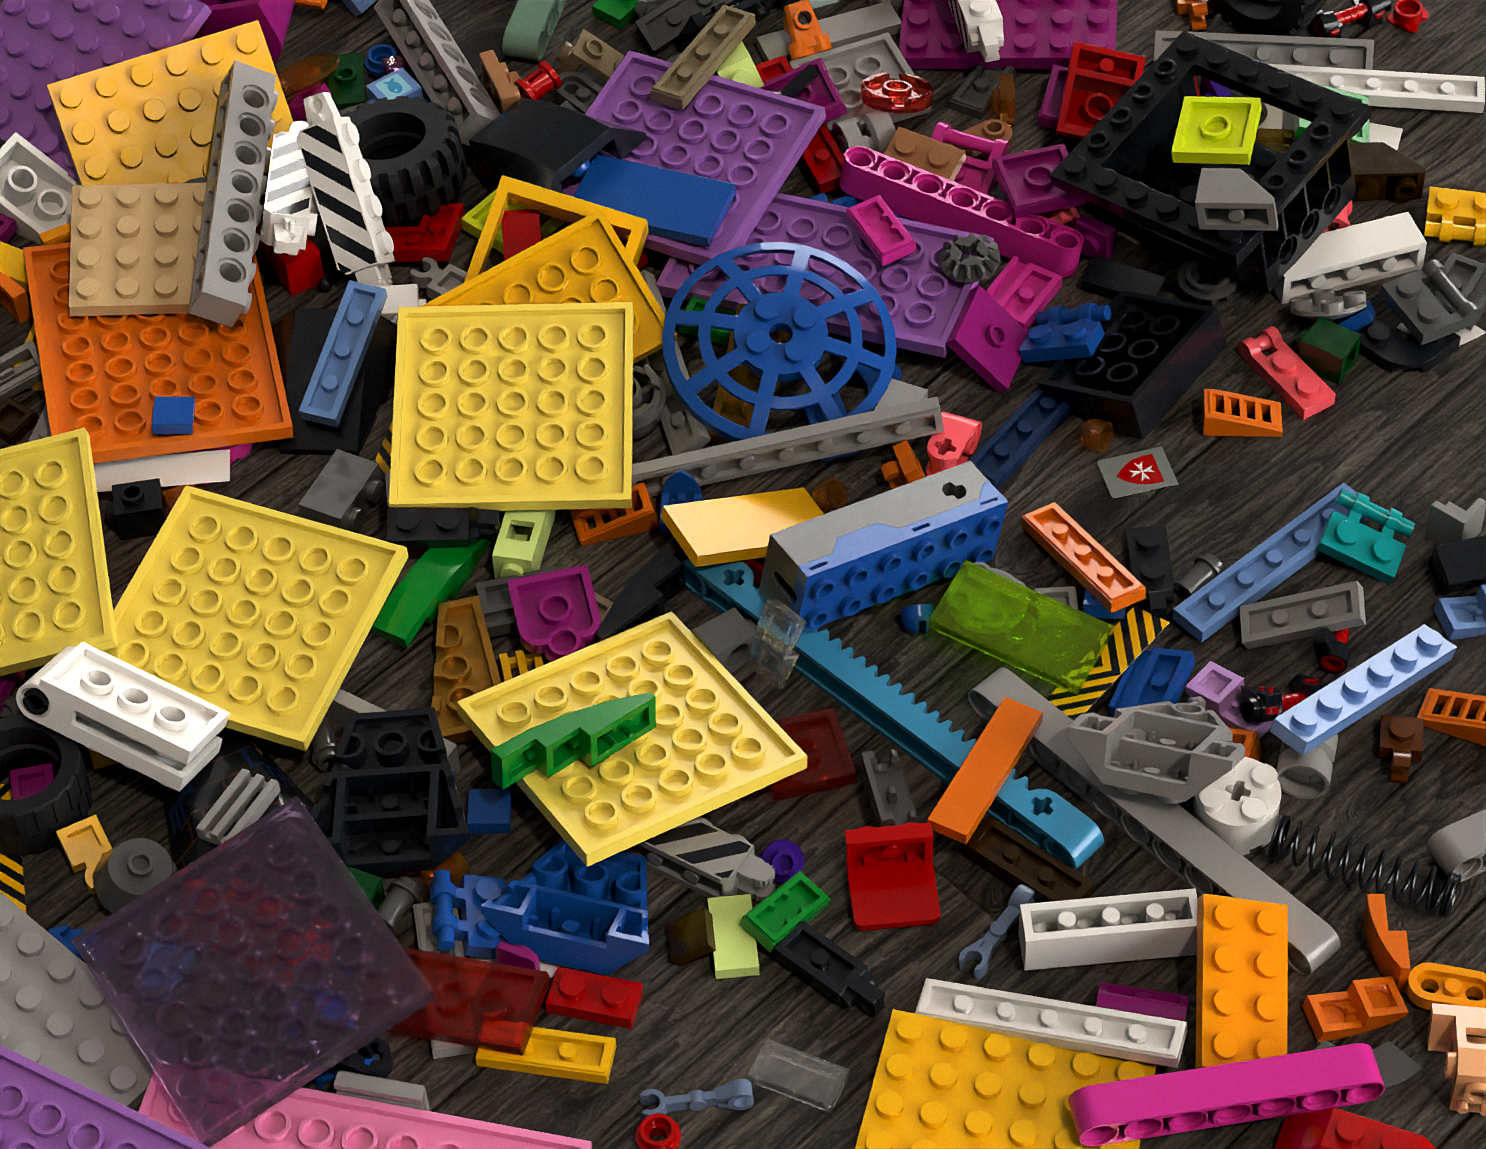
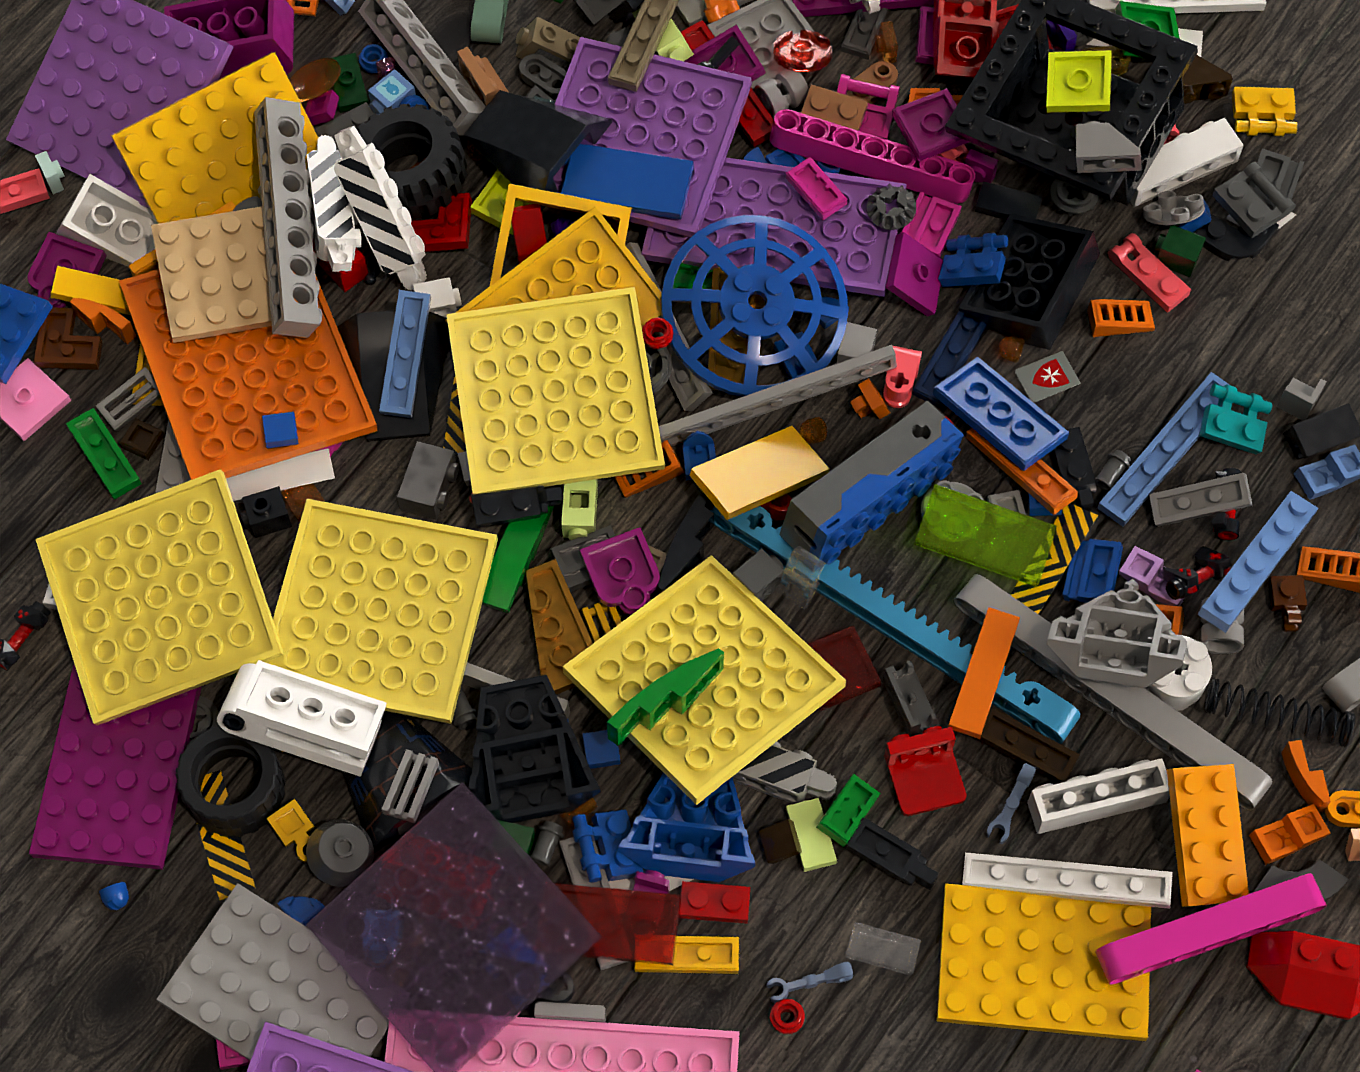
camera: 10 degrees left, 15 degrees up
(30, 780) = (237, 777): magenta plate -> none
(437, 280) = (471, 271): light grey plate -> none
(539, 82) = (509, 72): red bush -> none
(651, 356) = (657, 325): none -> red plate
(785, 859) = (838, 763): dark purple plate -> none
(916, 616) = (902, 534): blue hinge -> none
(1066, 498) = (1000, 413): none -> blue tile
(1142, 1001) = (1133, 853): magenta plate -> none

